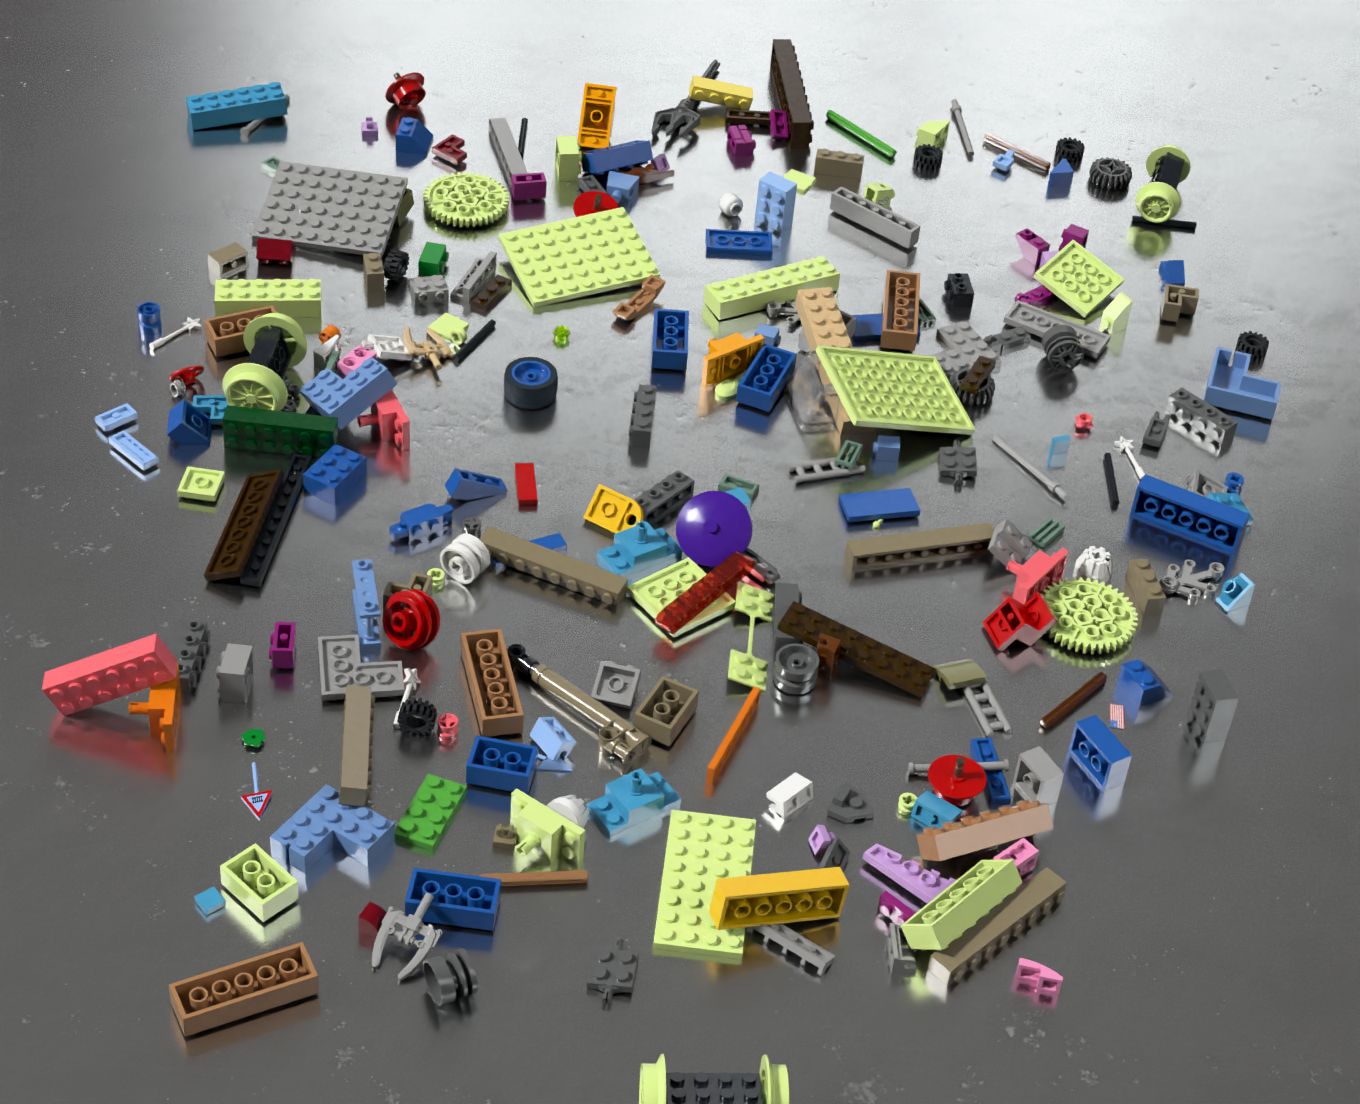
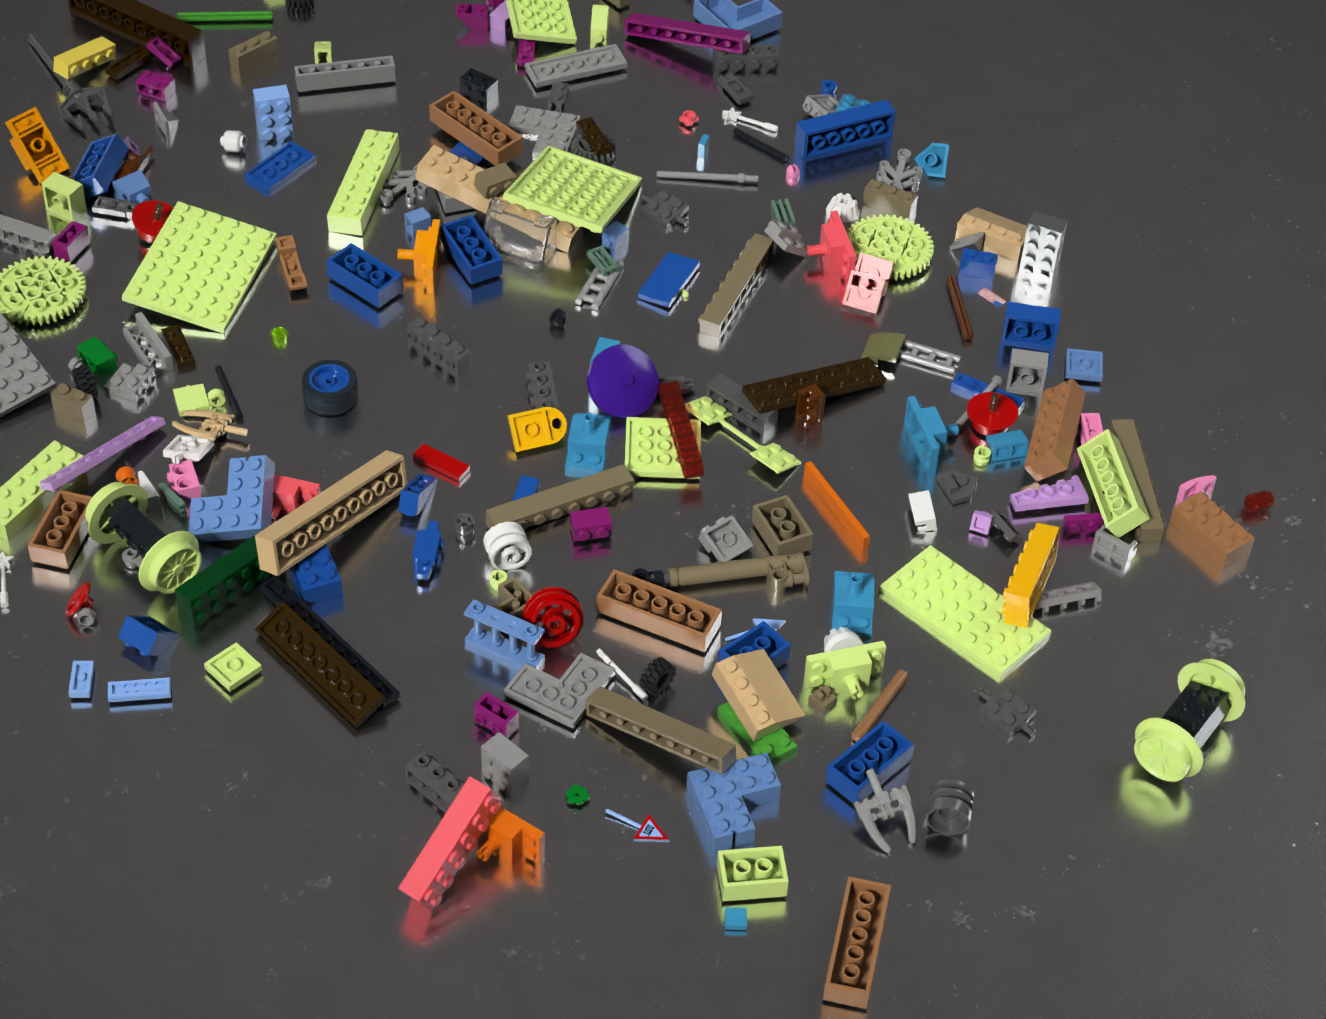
camera: 50 degrees left, 5 degrees up
(211, 404) = (140, 601): dark azure plate -> none
(328, 307) = (105, 451): none -> lavender plate
(370, 919) = (846, 825): dark red brick -> none
(386, 441) = (330, 513): none -> tan brick
(414, 255) = (75, 363): none -> light grey plate
(447, 726) = (680, 662): coral wheel -> none
(451, 782) = (757, 693): none -> tan slope
(545, 595) = (590, 524): none -> magenta brick
(552, 738) = (748, 610): light blue hinge -> none
(713, 163) = (165, 118): none -> light grey slope
(728, 388) = (449, 279): yellowish green piece -> none
(731, 482) = (574, 342): sand green tile -> none
(754, 463) = (557, 317): none -> black tile
(796, 668) = (805, 429): dark grey wheel -> none
(803, 180) = (239, 87): yellowish green piece -> none
(834, 335) = (494, 180): none -> dark tan brick
(879, 749) = (927, 432): none -> dark azure brick
(995, 1013) = (1212, 530): none -> medium nougat brick
(1062, 347) = (608, 75): dark grey wheel -> none
(1075, 1033) = (1258, 501): none -> clear red brick
(1103, 818) = (1084, 365): none -> medium blue plate
(1104, 517) = (793, 171): none -> bright pink hinge
(1159, 665) = (971, 241): none -> light grey slope
(1174, 365) = (687, 33): none -> magenta brick
(1184, 663) = (1000, 234): none -> tan slope

